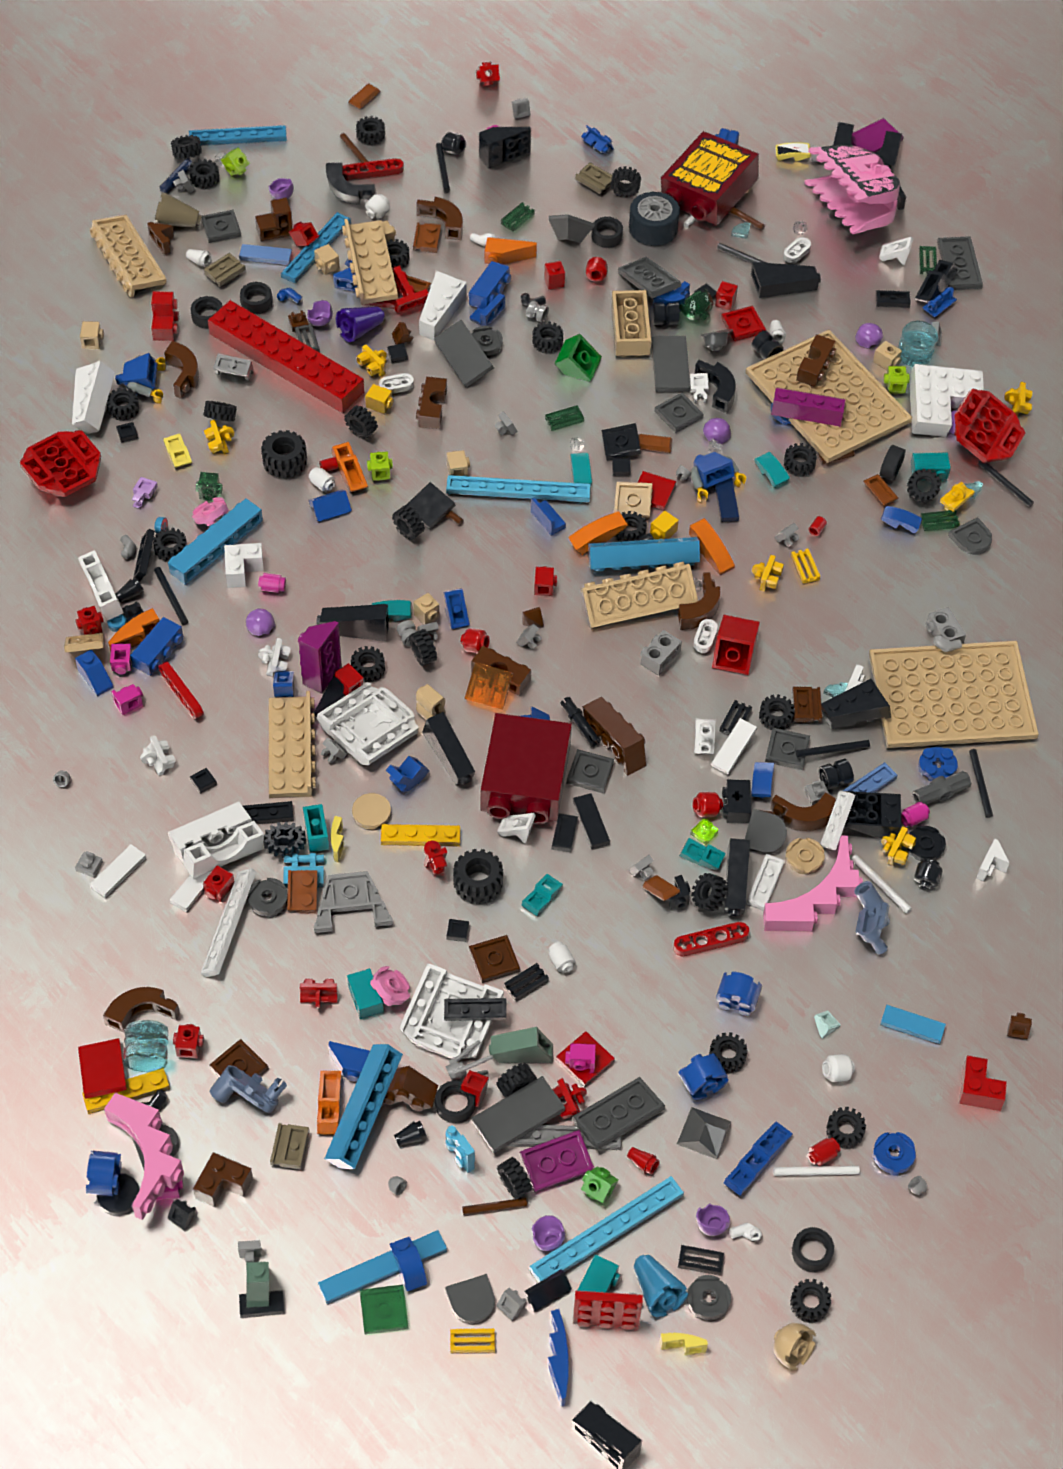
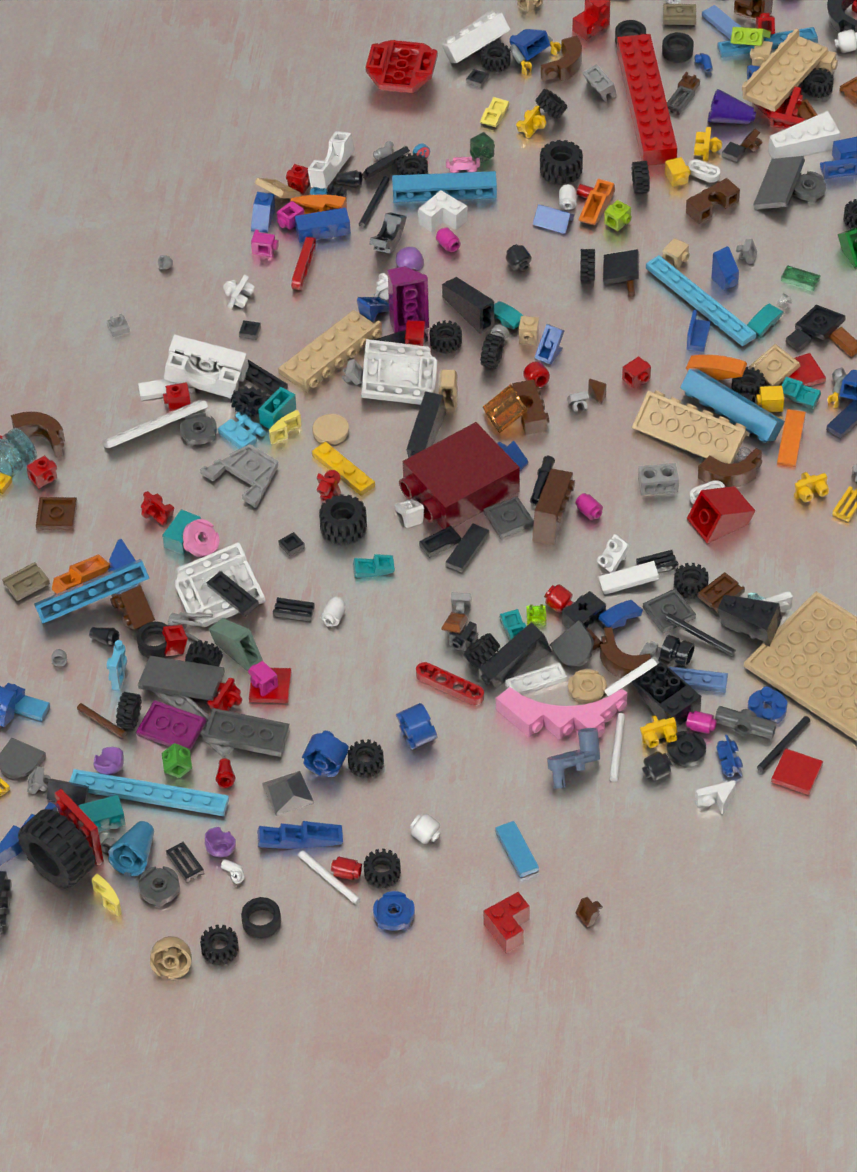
camera: 50 degrees right, 5 degrees down
(118, 871) = (130, 343): white tile -> none
(143, 489) = (439, 121): lavender plate -> none
(220, 612) = (390, 233): none -> black arch
(249, 1087) = (40, 526): sand blue piece -> none
(302, 890) = (223, 440): dark orange plate -> none
(307, 251) = (749, 36): none -> lime bracket
(320, 314) = (707, 89): medium lavender hair -> none
(345, 556) = (518, 257): none -> black head
(408, 774) = (379, 424): blue brick -> none
(431, 628) = (513, 343): light grey tile -> none
(494, 958) = (292, 579): reddish brown tile -> none
(512, 451) = (724, 269): none -> blue slope
(617, 1343) = (56, 848): none -> black tyre
(639, 714) = (589, 506): none -> dark pink brick
(675, 506) = (800, 393): none -> teal slope
(826, 1023) = (457, 798): light aqua slope -> none
(917, 1185) = (382, 944): light grey hinge -> none
(956, 819) = (728, 750): none -> blue hinge
(1014, 796) = (797, 771): none -> red tile

